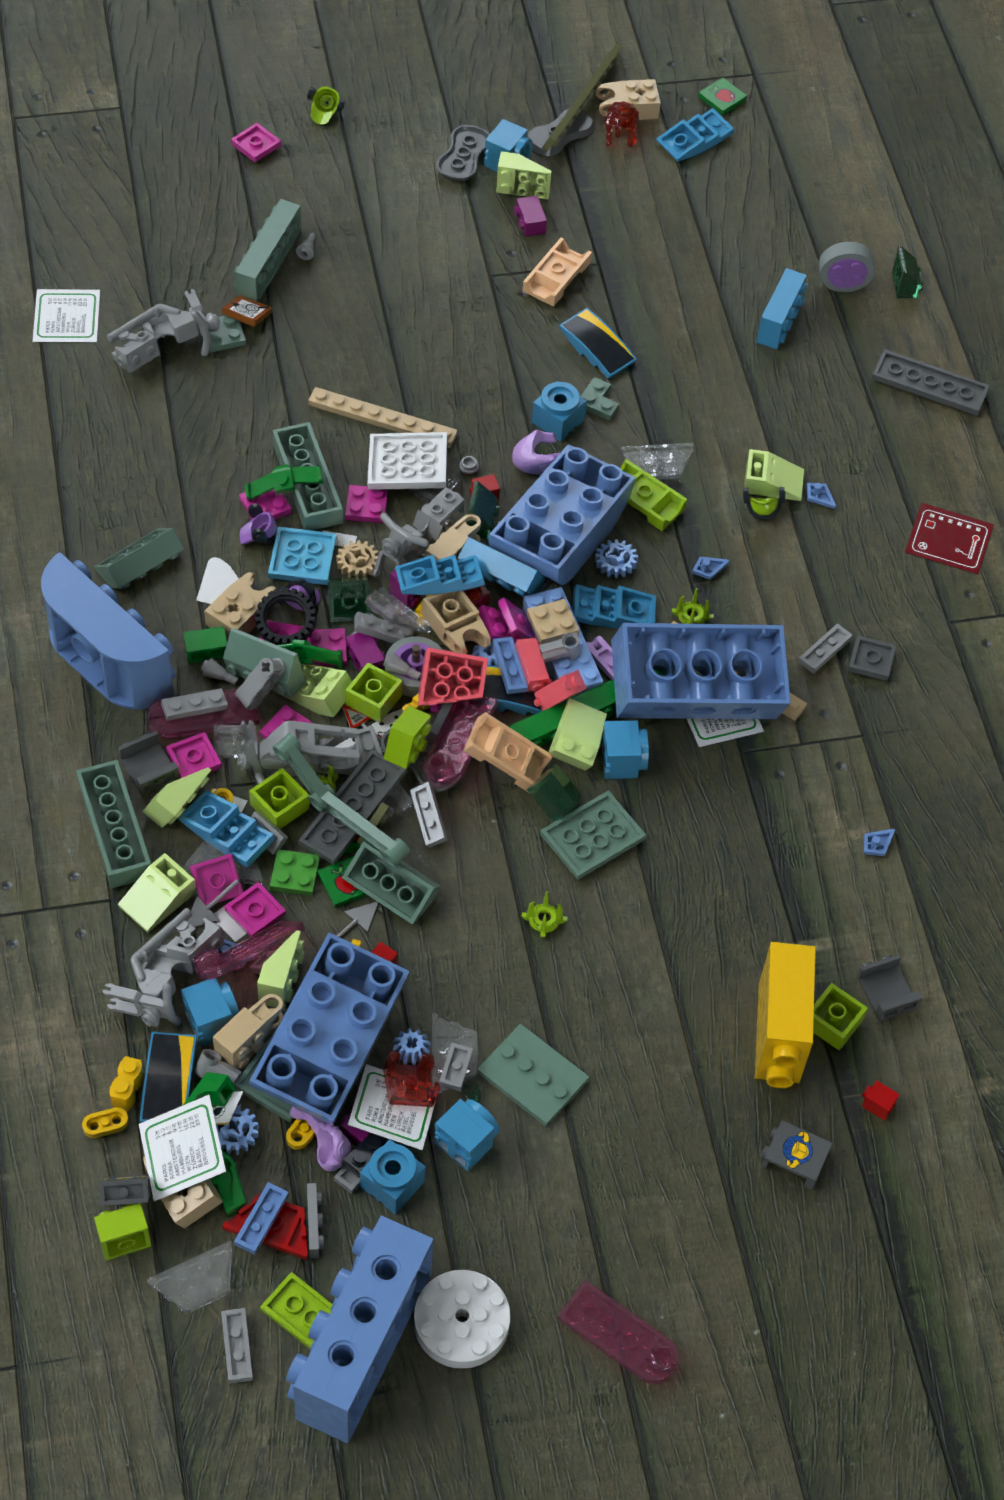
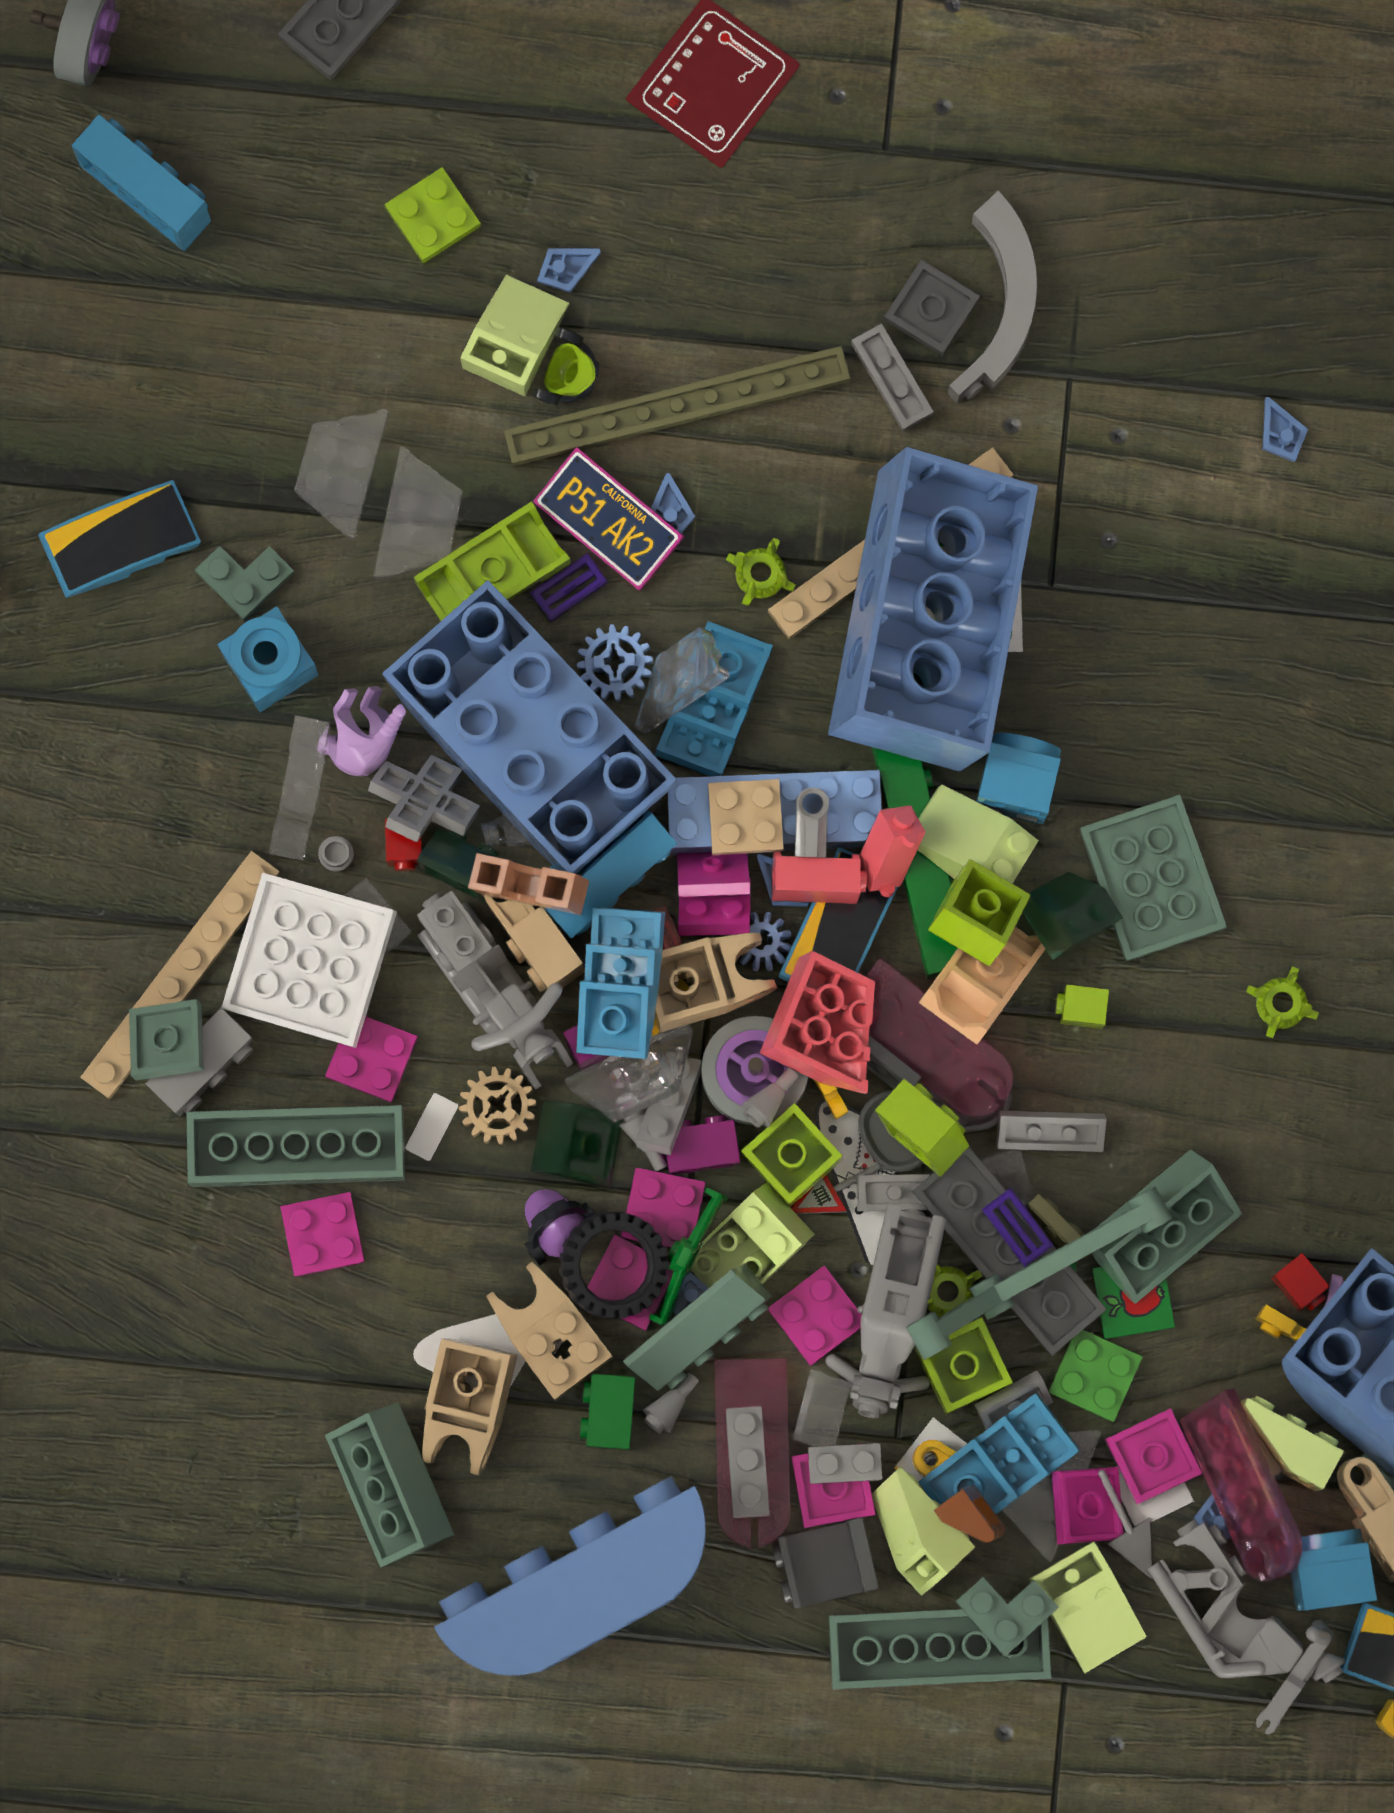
camera: 70 degrees left, 25 degrees up
(136, 842) = (1003, 1622): none -> sand green plate
(192, 577) = (460, 1412): none -> tan brick
(194, 794) = (971, 1514): none -> dark orange tile
(207, 754) = (845, 1463): none -> light grey plate
(260, 529) = (390, 1262): medium lavender cap -> none
(260, 682) = (744, 1341): light grey piece -> none
(283, 480) = (310, 1192): green plate -> none
(302, 555) = (460, 1199): medium azure plate -> none
(339, 431) = (222, 1046): none -> light grey brick
(344, 407) = (166, 1039): none -> sand green plate
(361, 915) = (1200, 1288): light grey piece -> none
(371, 808) = (1035, 1252): none -> dark purple tile
(477, 519) = (528, 885): none -> nougat arch
(494, 444) = (300, 787): none -> clear slope
(506, 816) = (1082, 1006): none -> lime brick
(507, 482) = (423, 798): none -> light grey plate
(509, 665) = (809, 915): medium blue plate -> none
(538, 733) = (979, 912): none -> lime brick
(603, 656) = (813, 749): lavender plate -> none
(618, 579) = (680, 678): none -> clear wing
(646, 535) = (545, 605): none -> dark purple tile
(672, 423) = (340, 467): none -> clear wing
(692, 540) = (608, 519): none -> tile
(768, 558) = (677, 406): none -> olive plate
(821, 434) = (432, 215): none -> lime plate
(889, 696) = (1015, 256): none -> light grey arch

